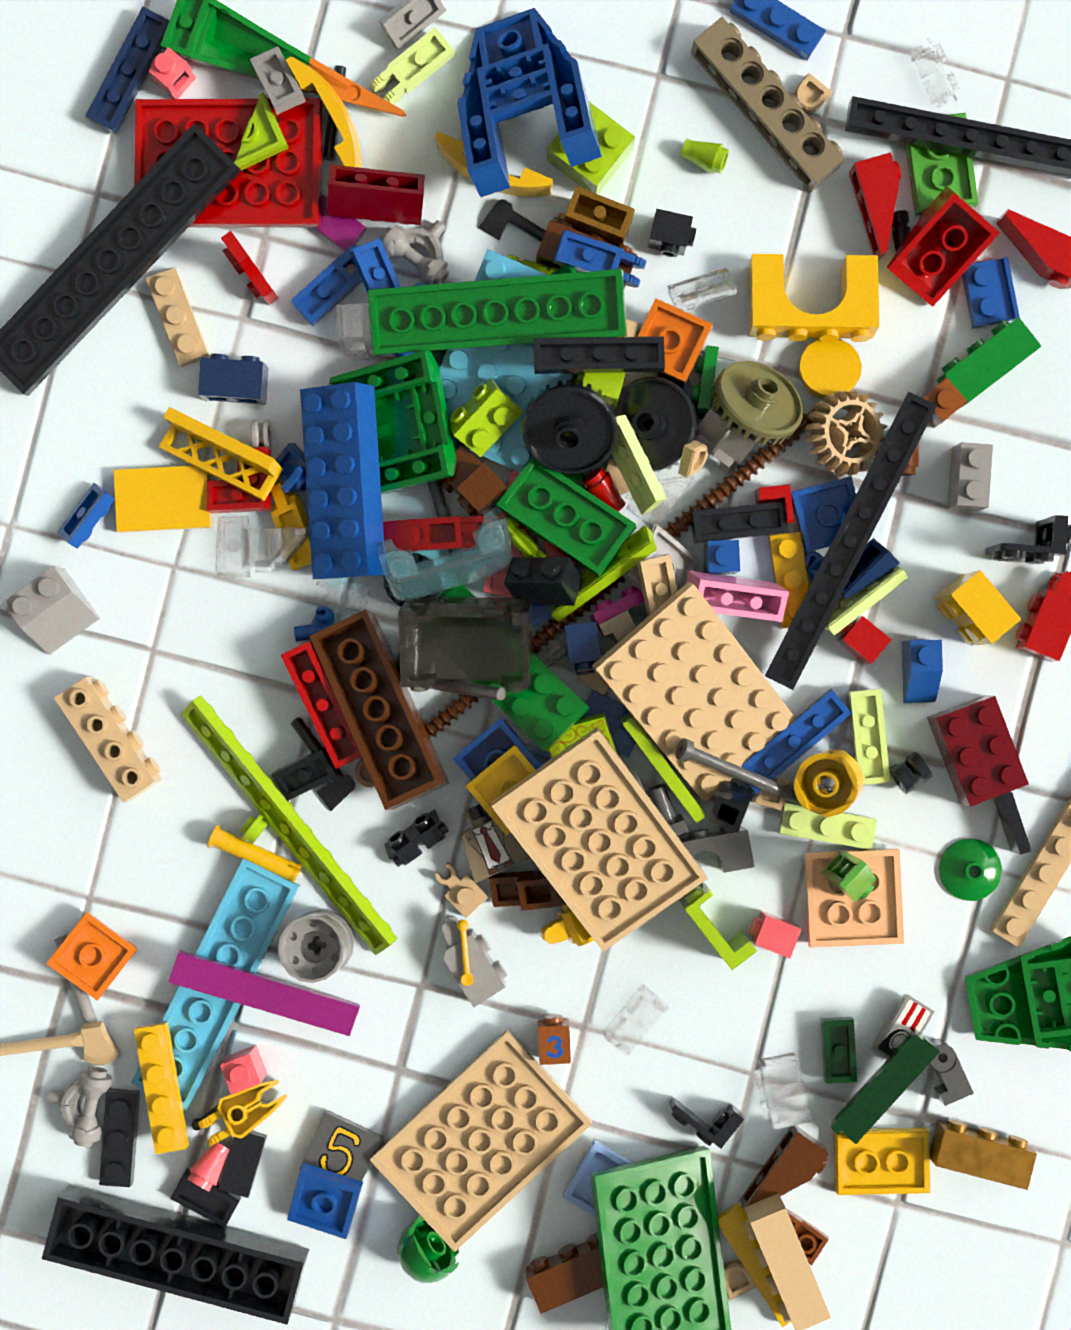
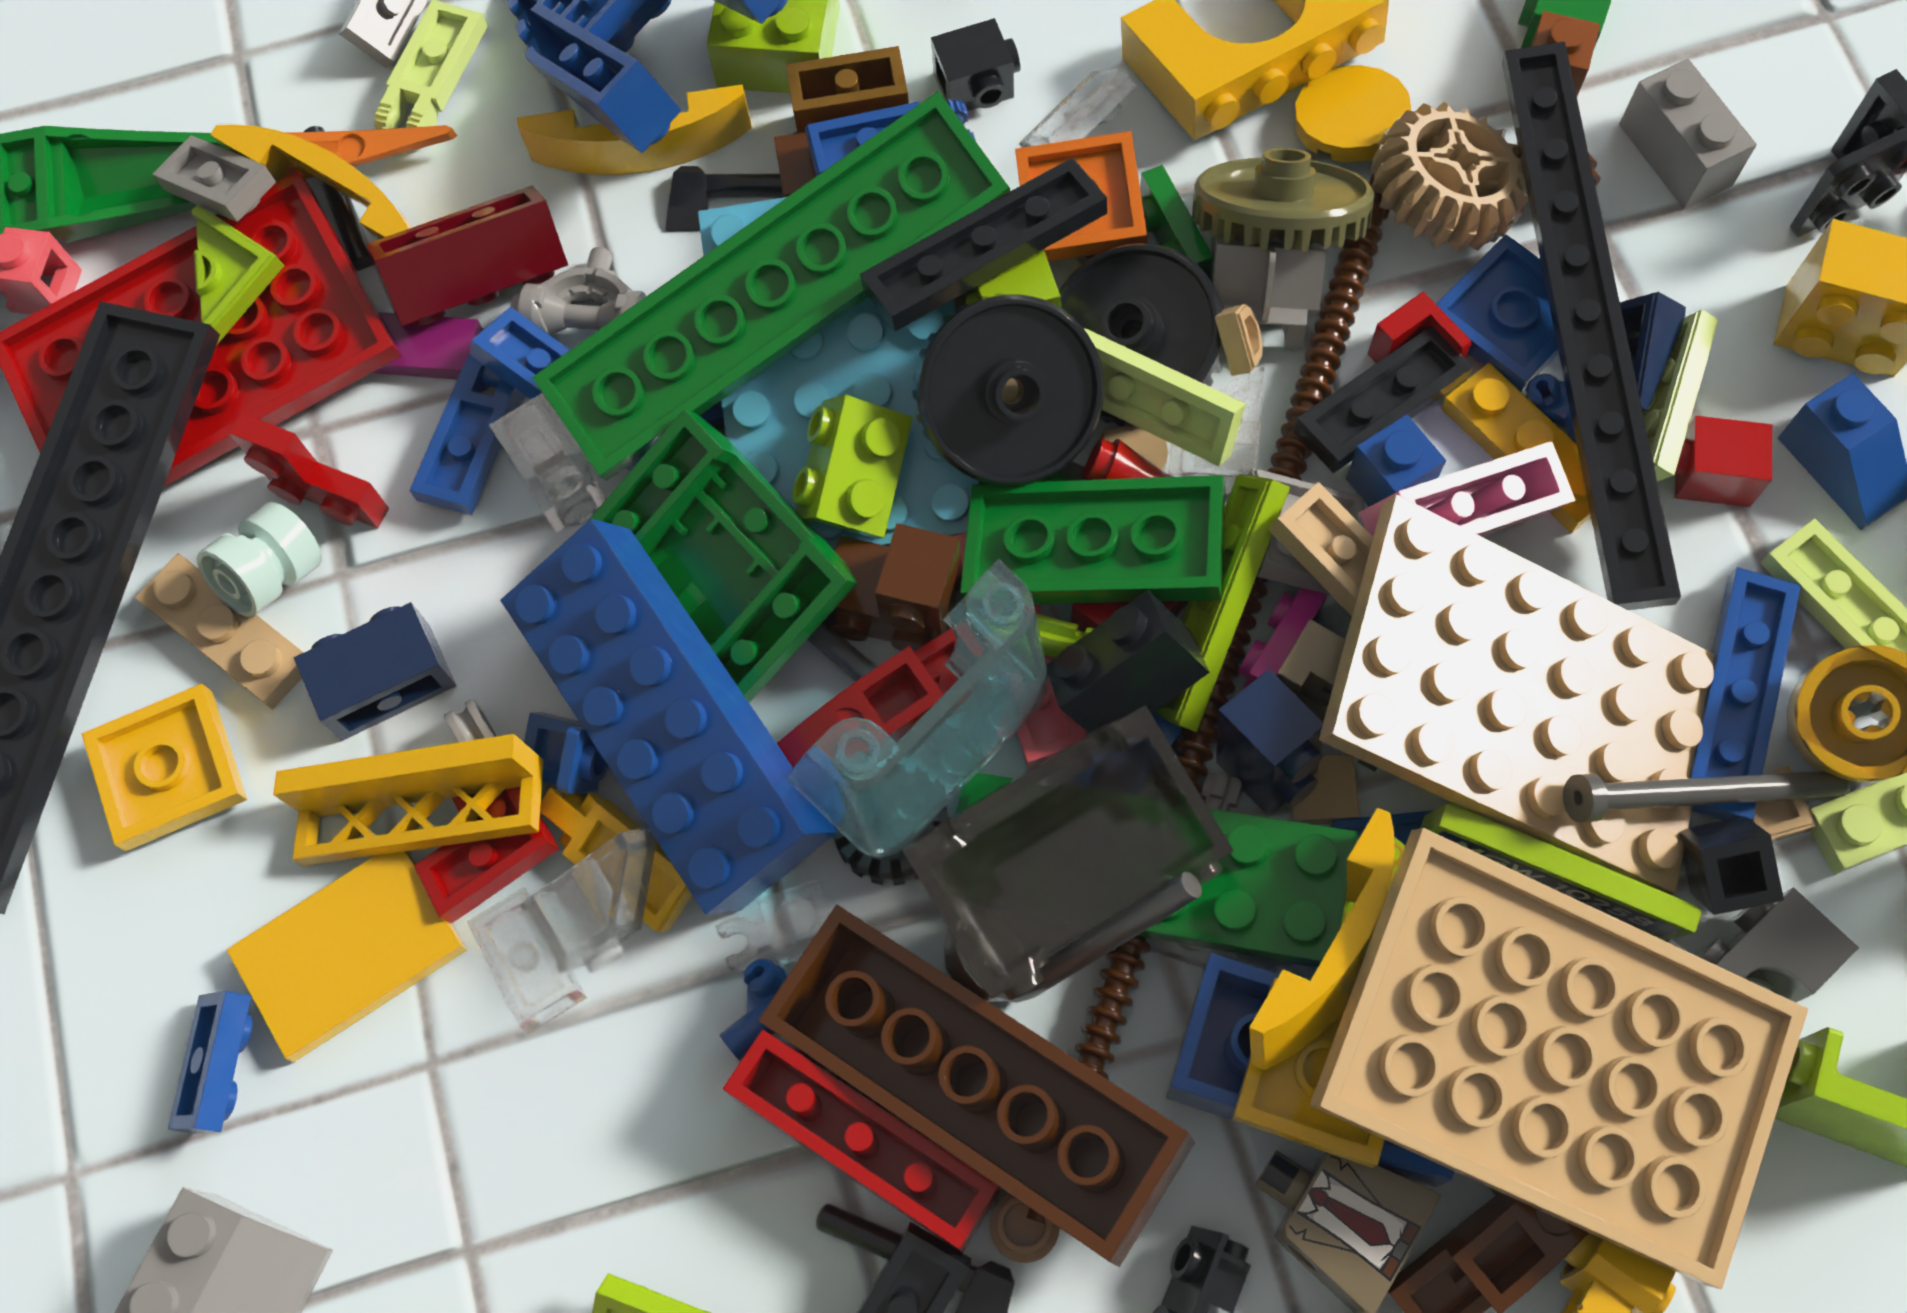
camera: 25 degrees left, 20 degrees down
(123, 369) = (163, 767): none -> yellow plate
(209, 297) = (268, 553): none -> light aqua wheel
(510, 766) = (1303, 1009): none -> yellow slope

